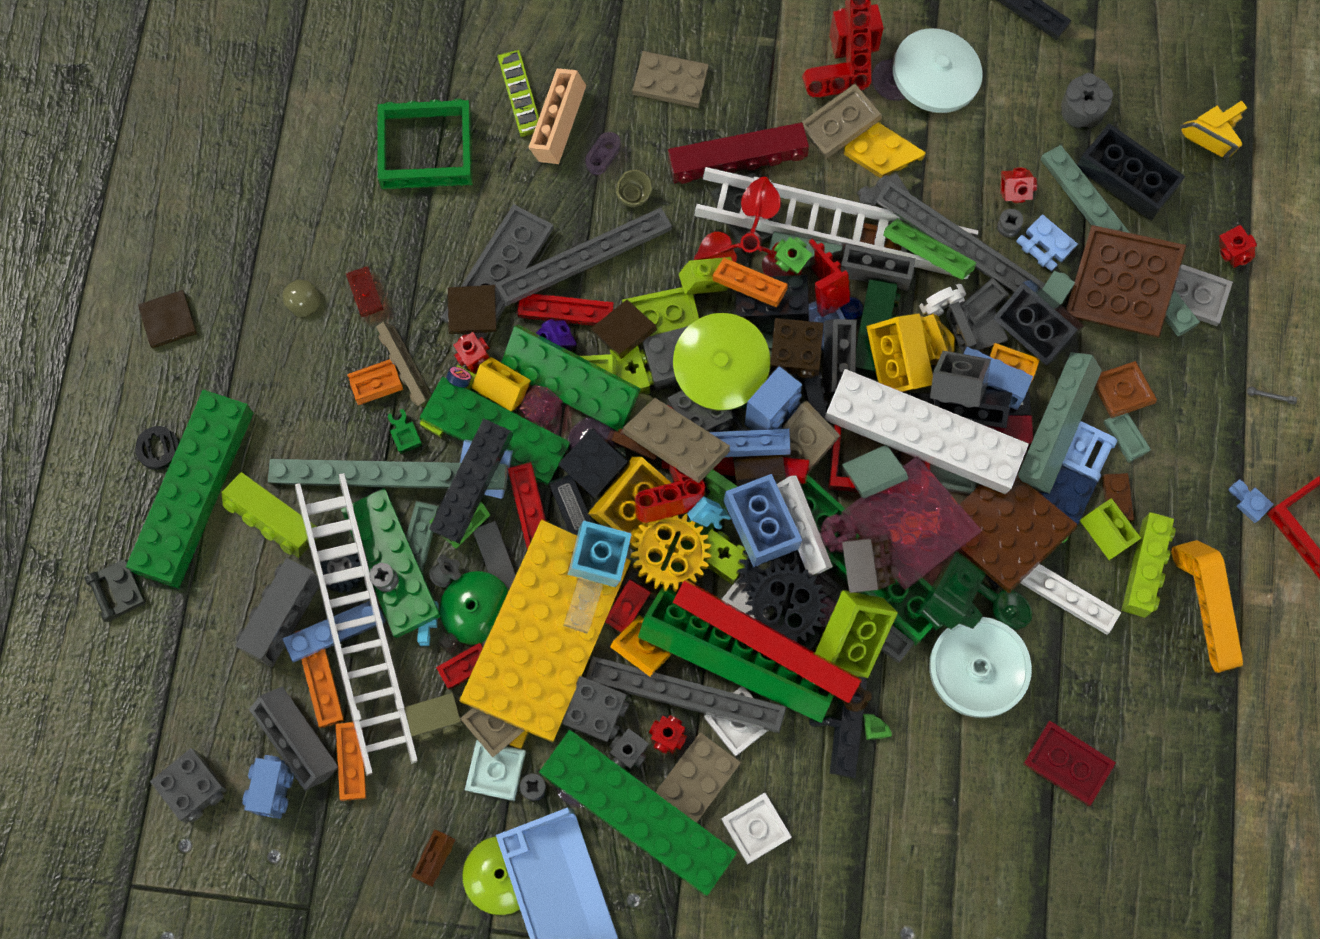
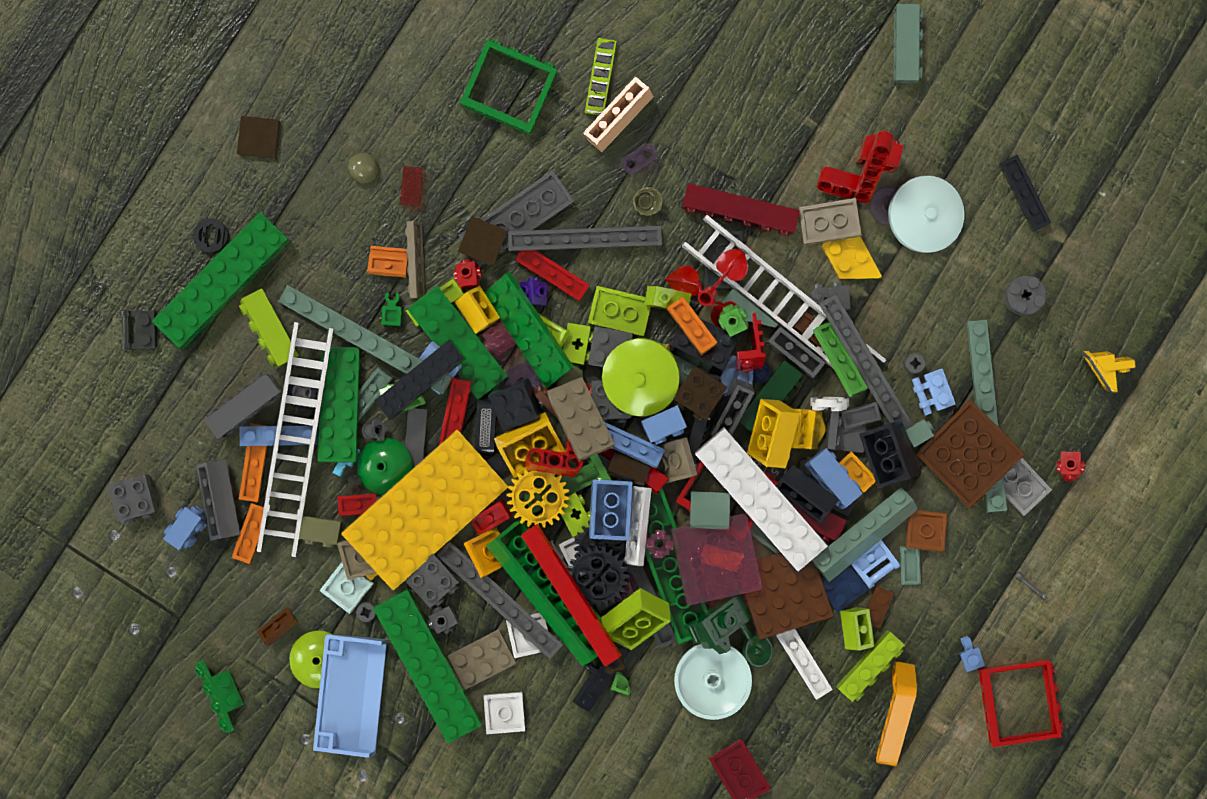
camera: 25 degrees right, 15 degrees up
(389, 579) = (332, 419): dark grey wheel -> none
(458, 377) = (449, 291): dark blue tile -> none
(583, 605) = (457, 507): clear plate -> none
(599, 554) = (485, 477): medium azure brick -> none
(624, 329) = (585, 312): dark brown tile -> none
(667, 744) = (480, 616): red brick -> none
(670, 79) = (720, 121): dark tan plate -> none
(708, 512) = (577, 482): medium azure plate -> none
(869, 562) = (667, 578): brick -> none
(960, 379) = (804, 475): dark grey brick -> none
(1017, 185) = (935, 338): red brick -> none
(1130, 172) = (1024, 369): black brick -> none

